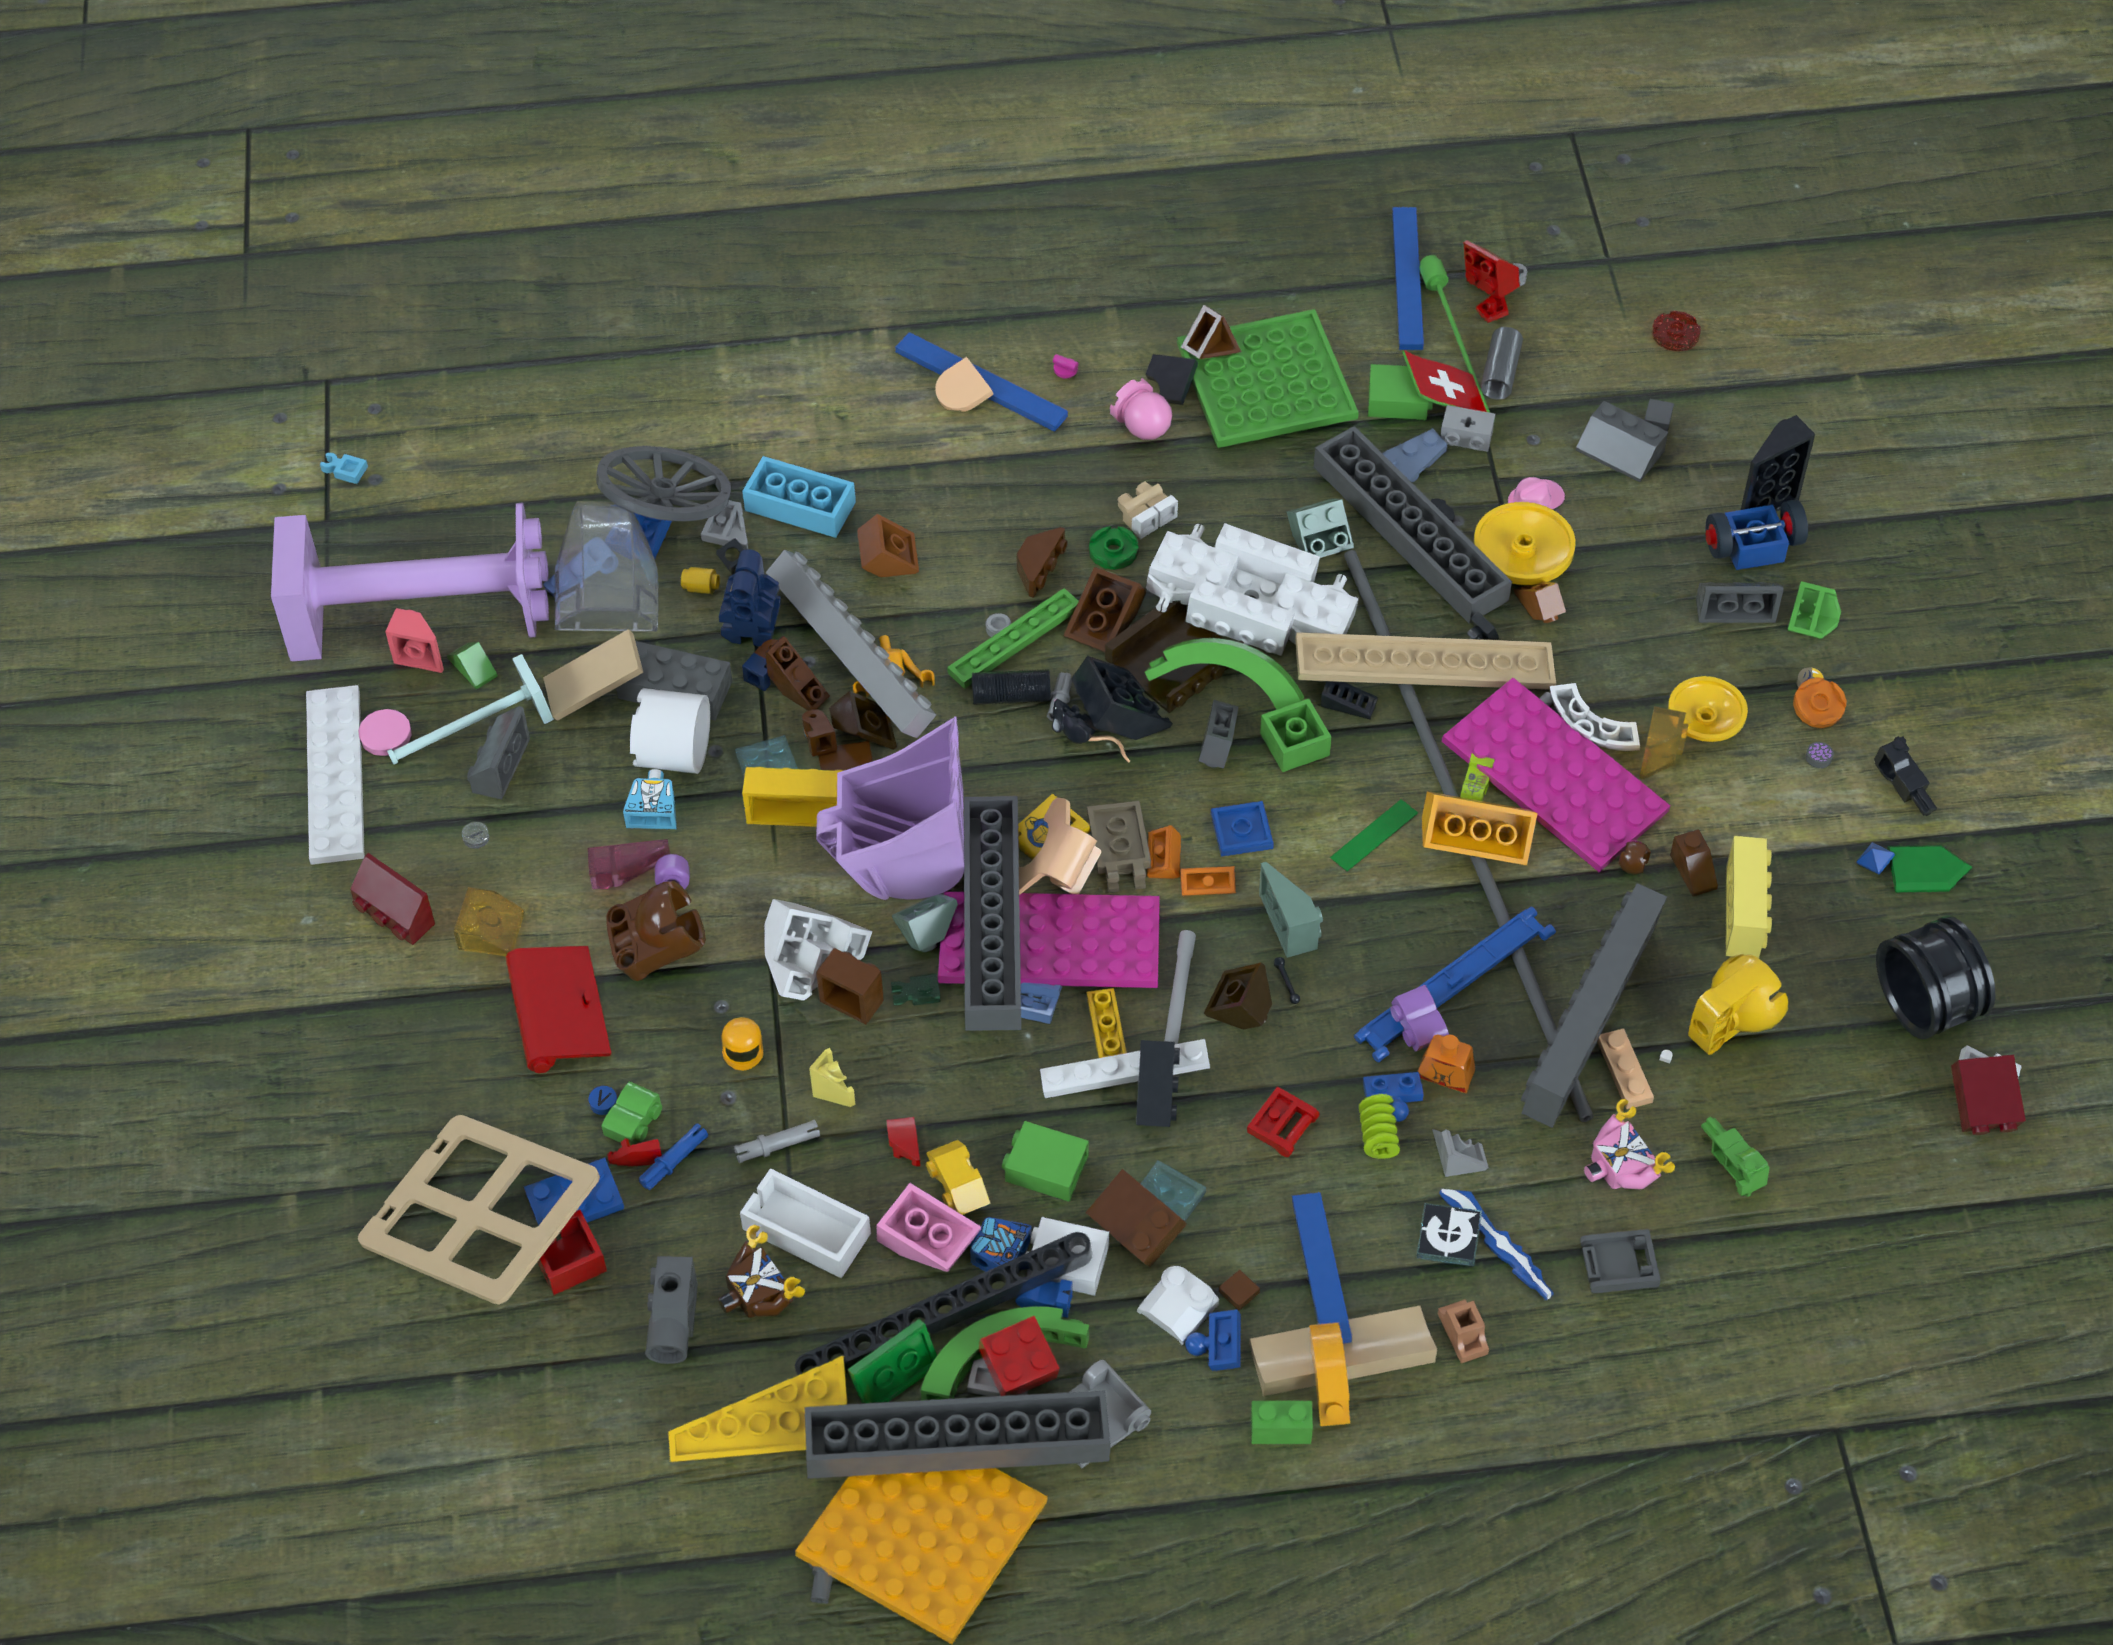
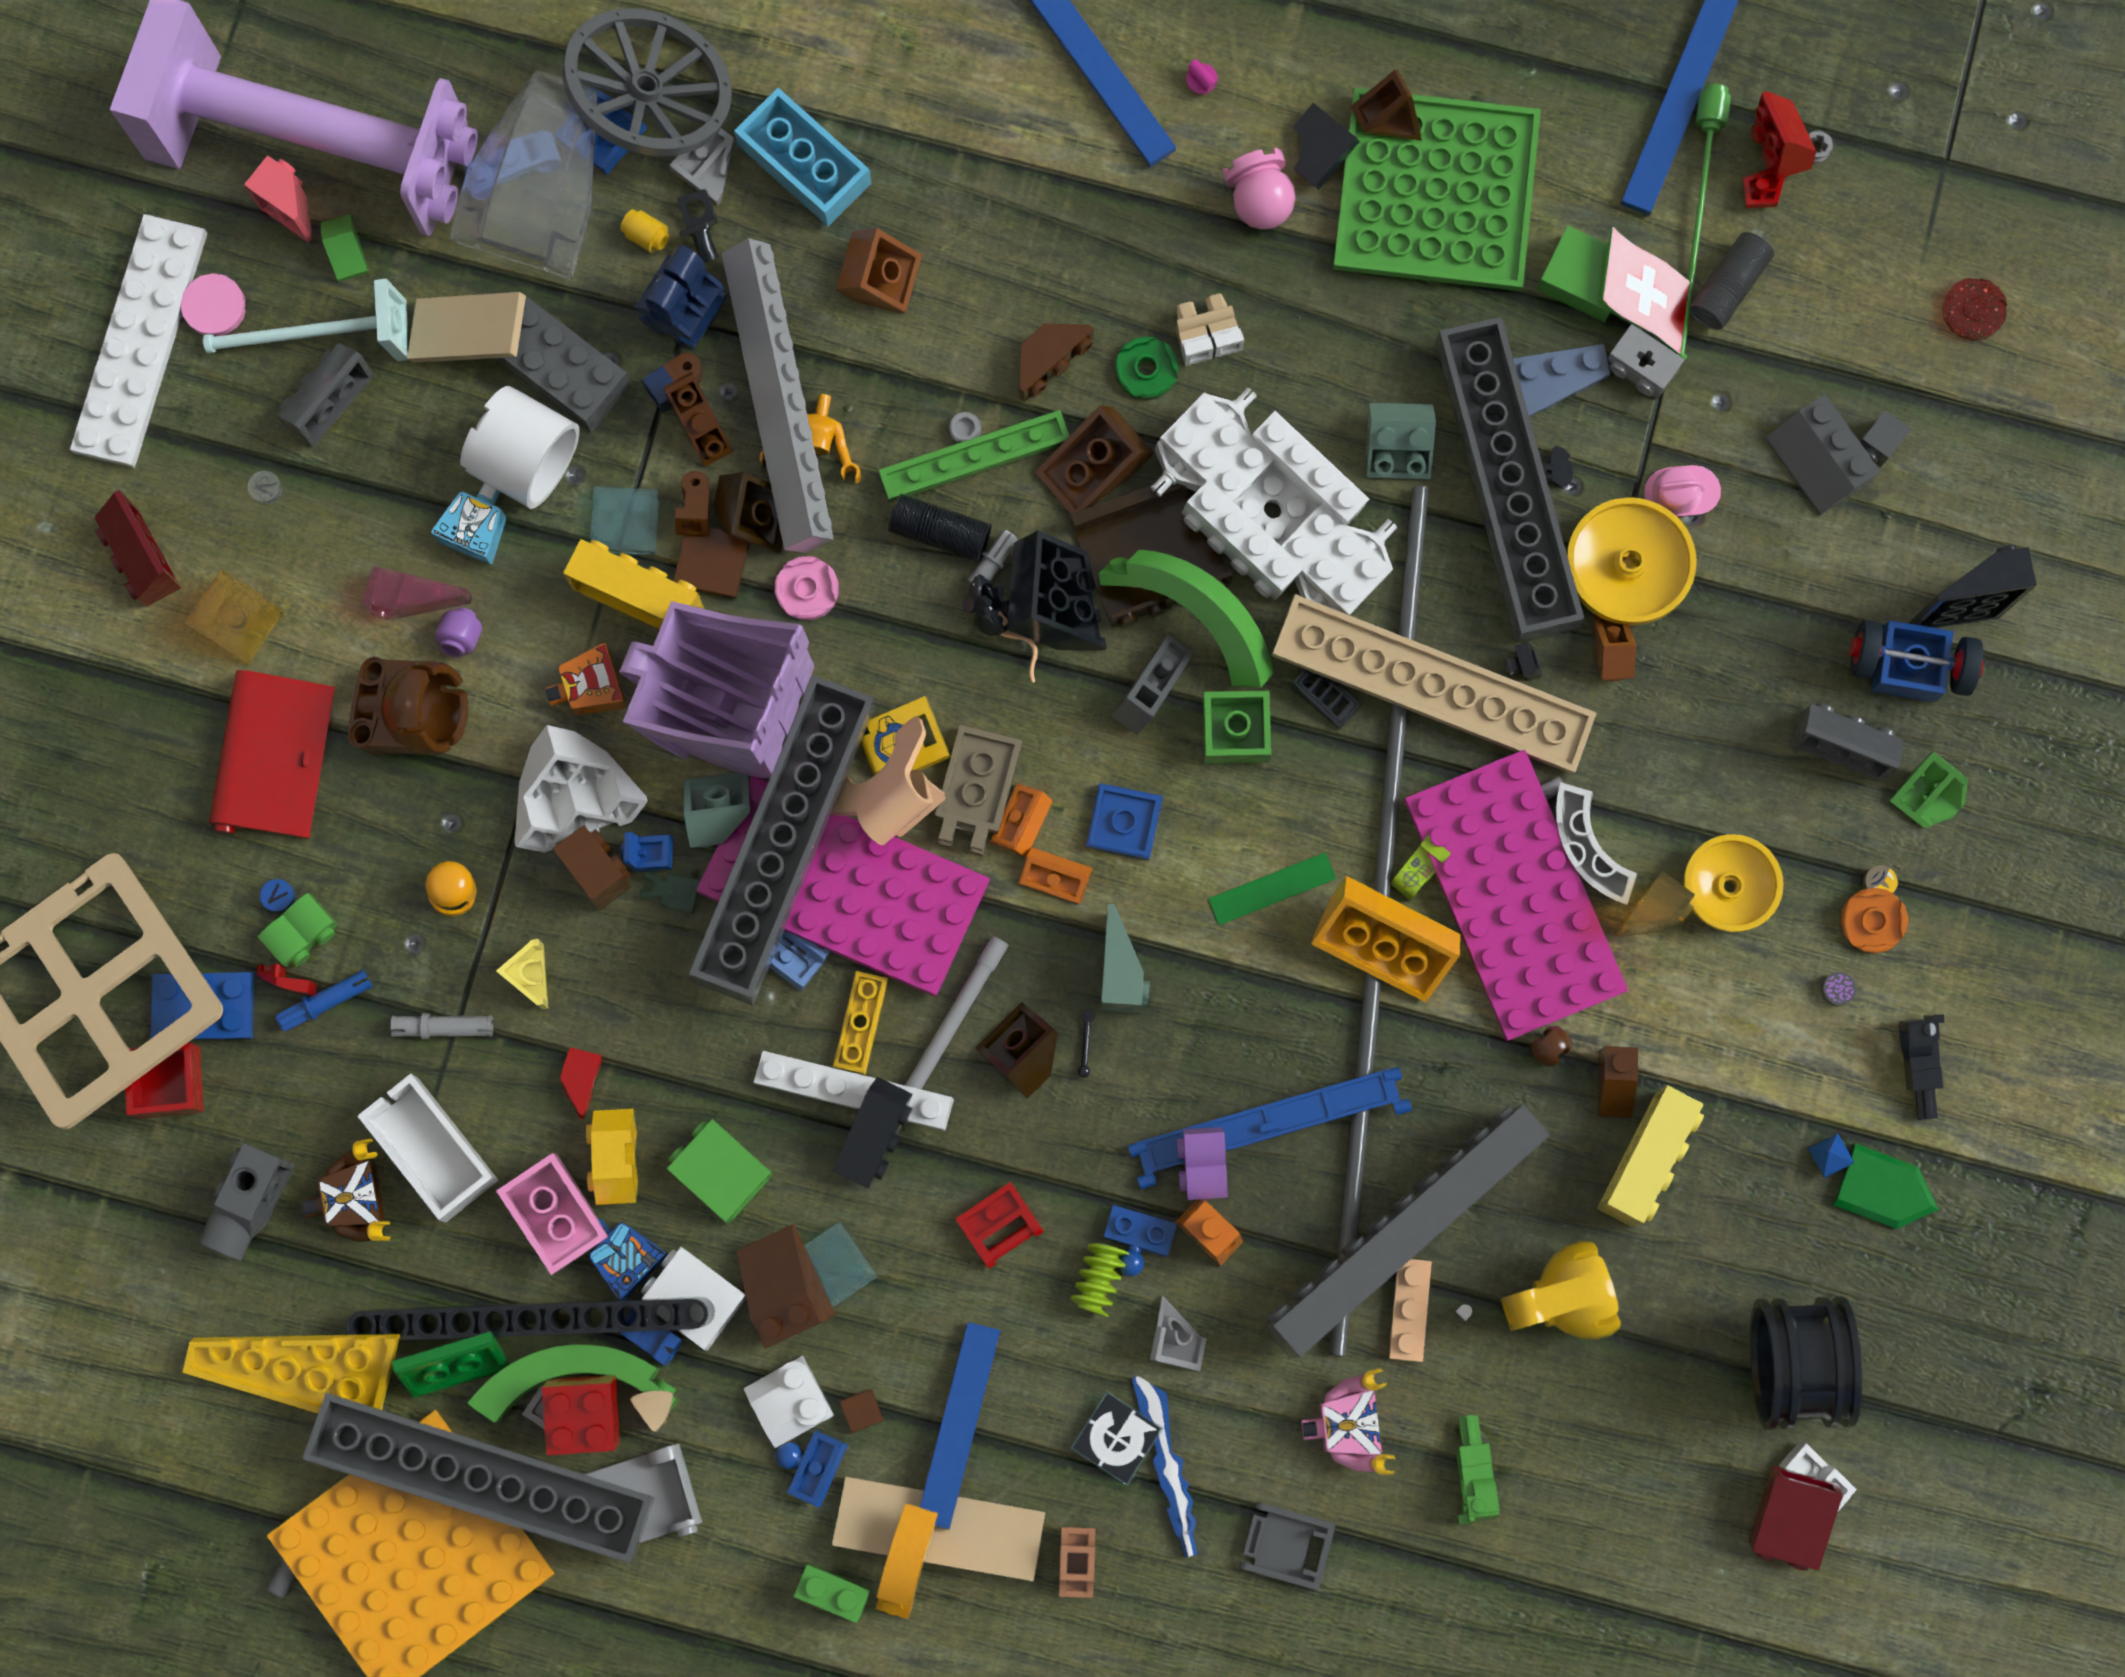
camera: 20 degrees right, 25 degrees up
(790, 873) = (588, 683): none -> torso
(892, 966) = (647, 852): none -> blue bracket
(962, 387) = (1063, 63): light nougat tile -> none
(1072, 1341) = (653, 1407): none -> tan tile

